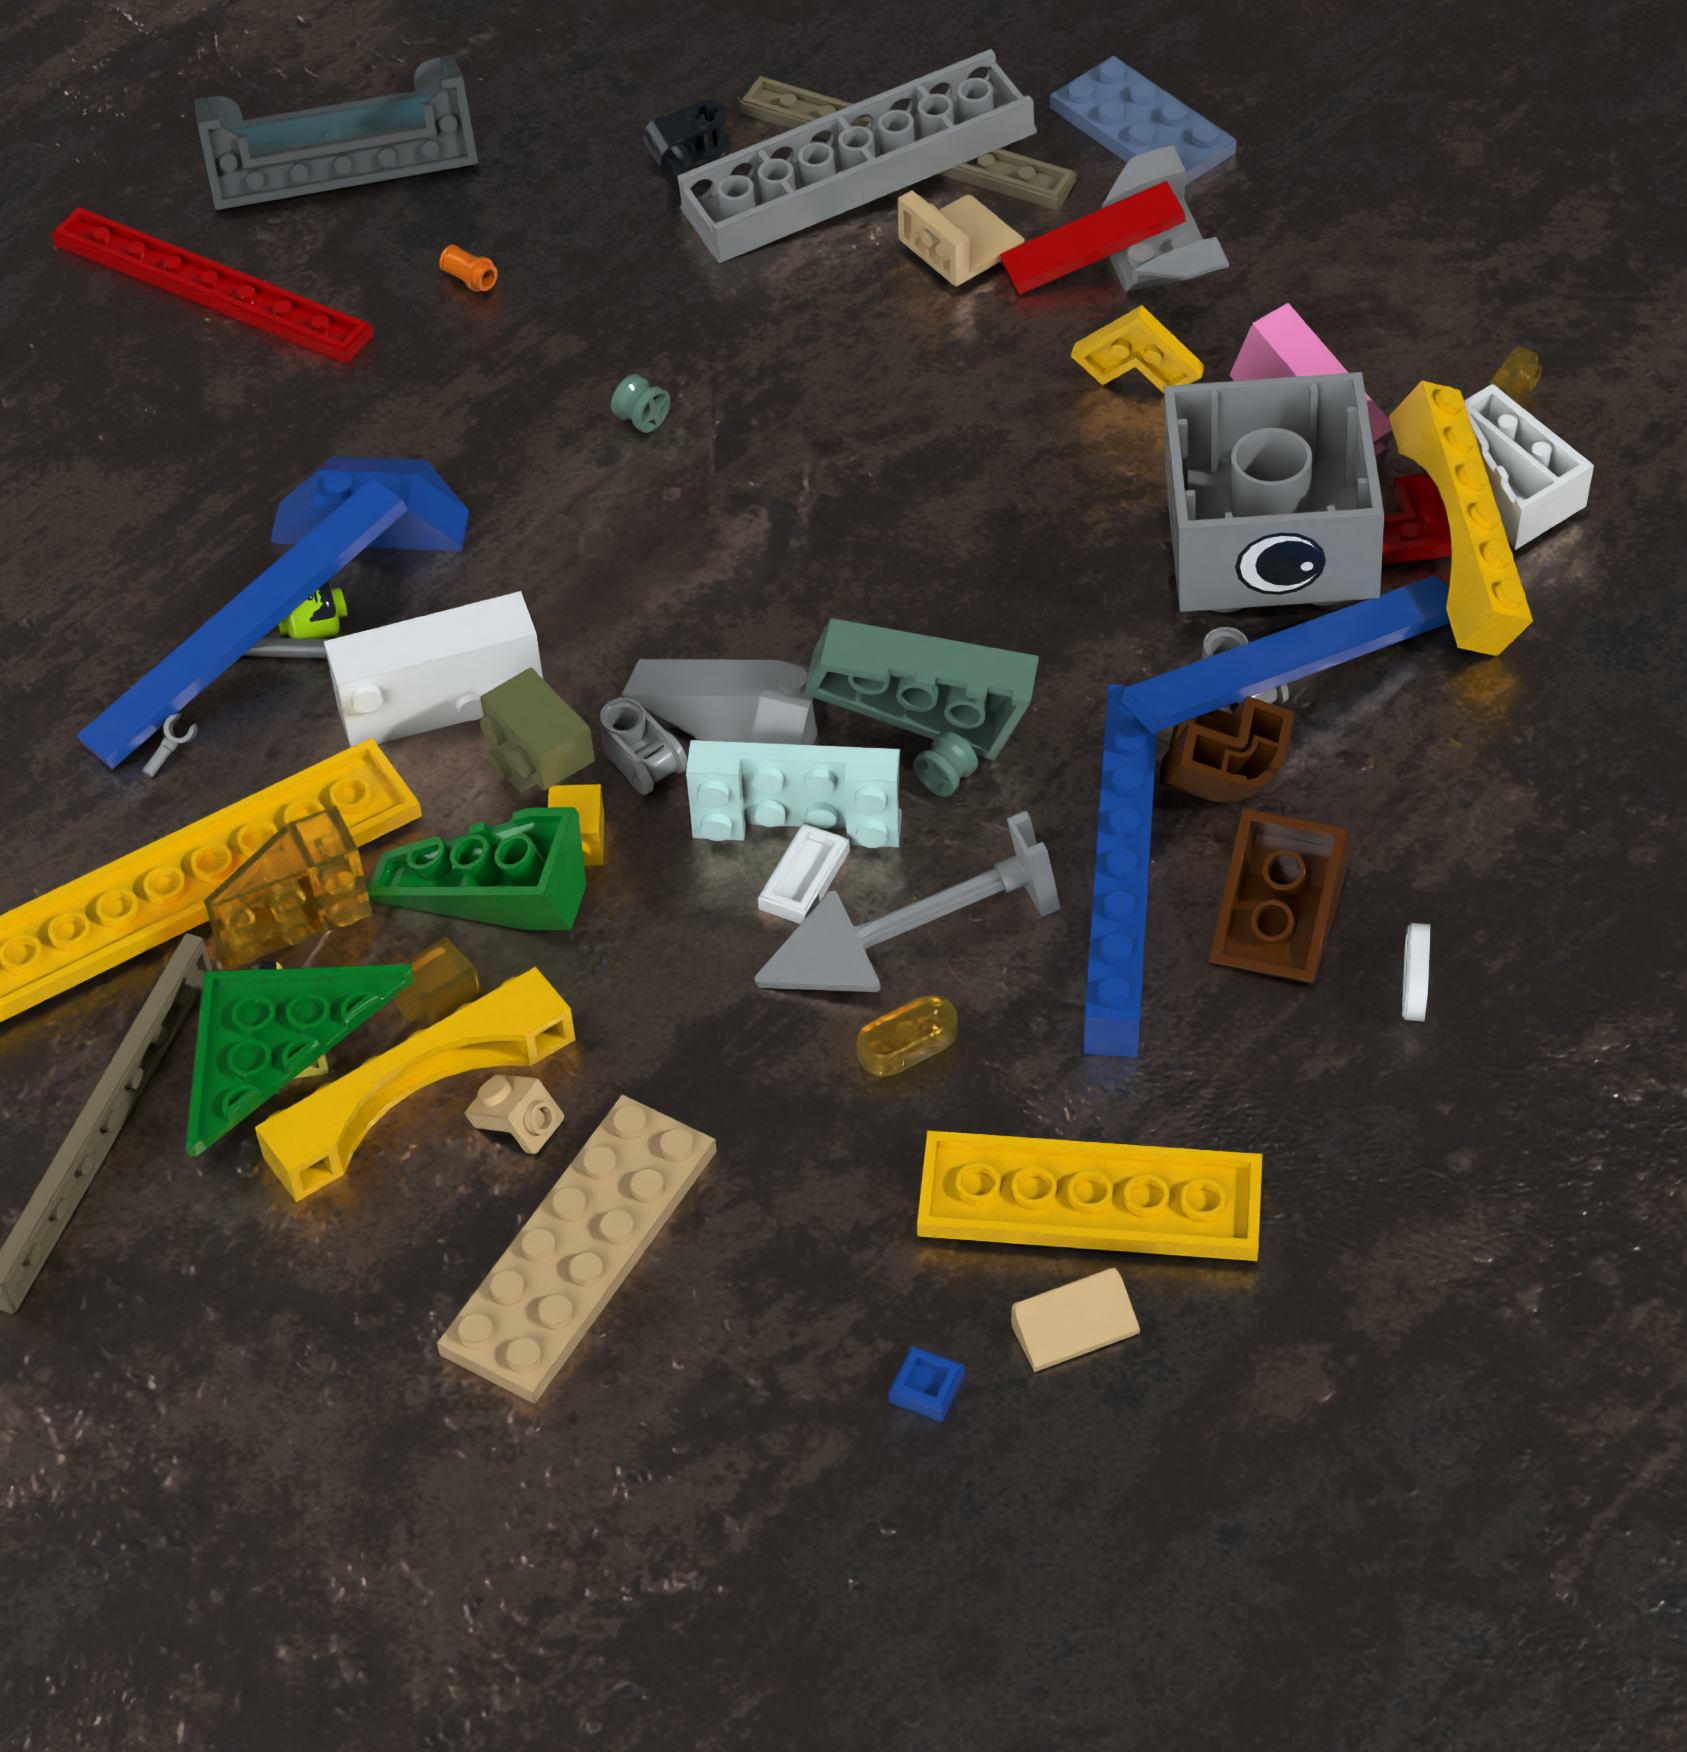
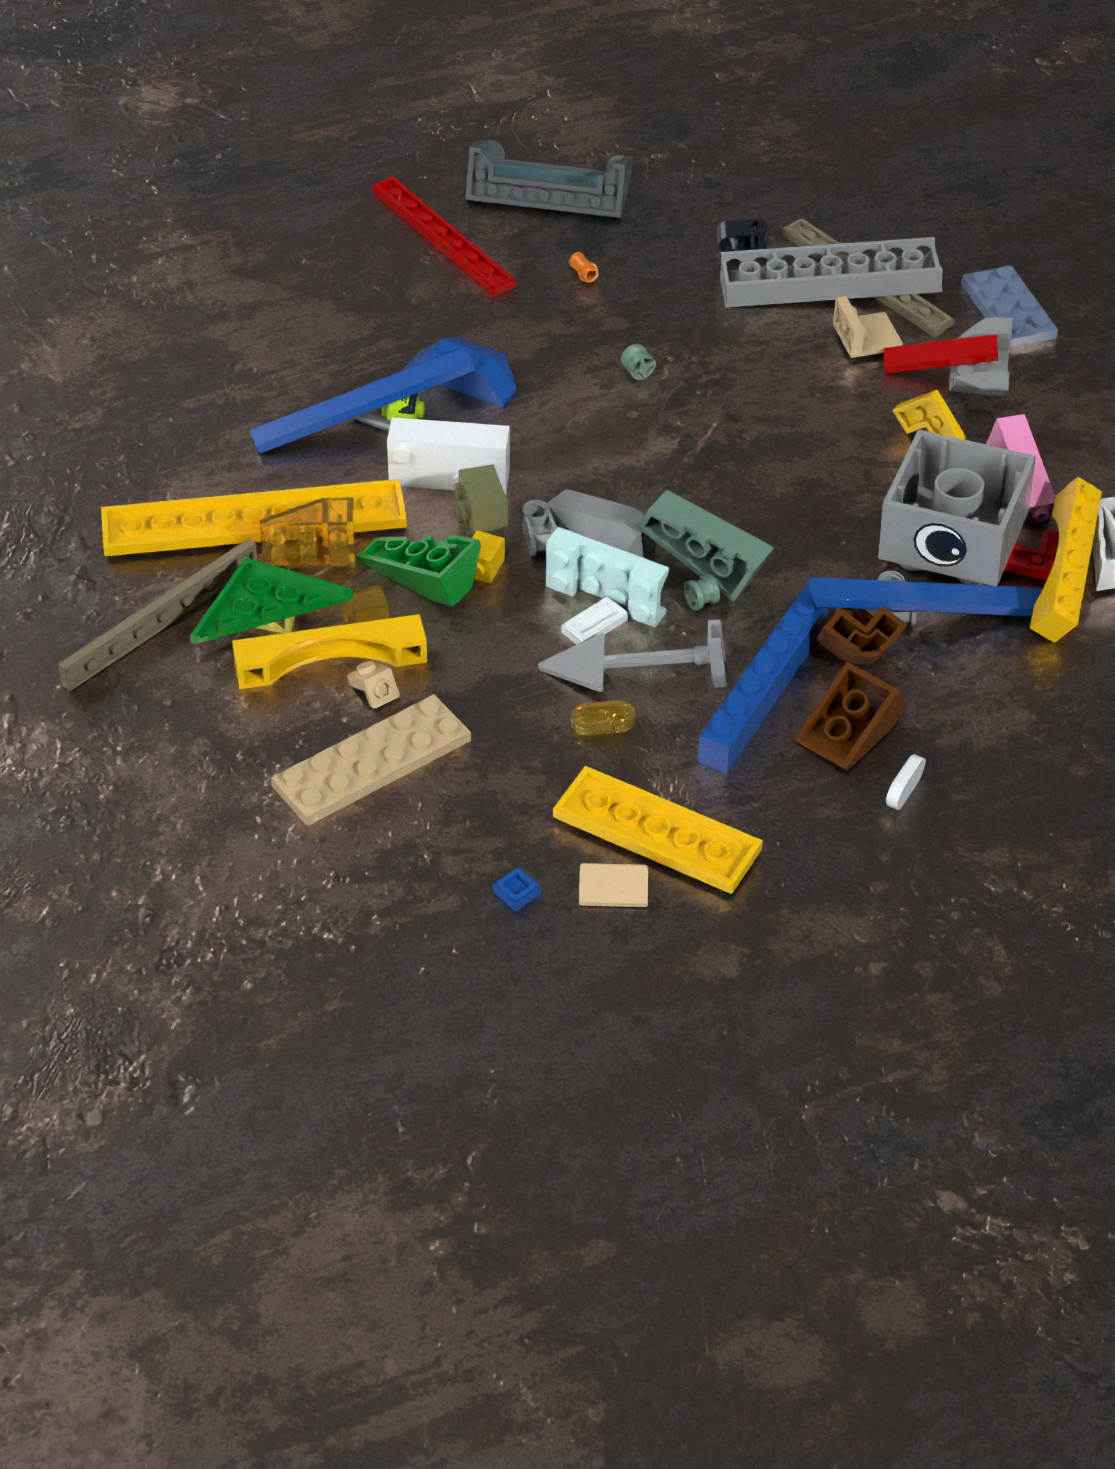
camera: 20 degrees right, 5 degrees down
(168, 745) = (296, 448): light grey hand -> none

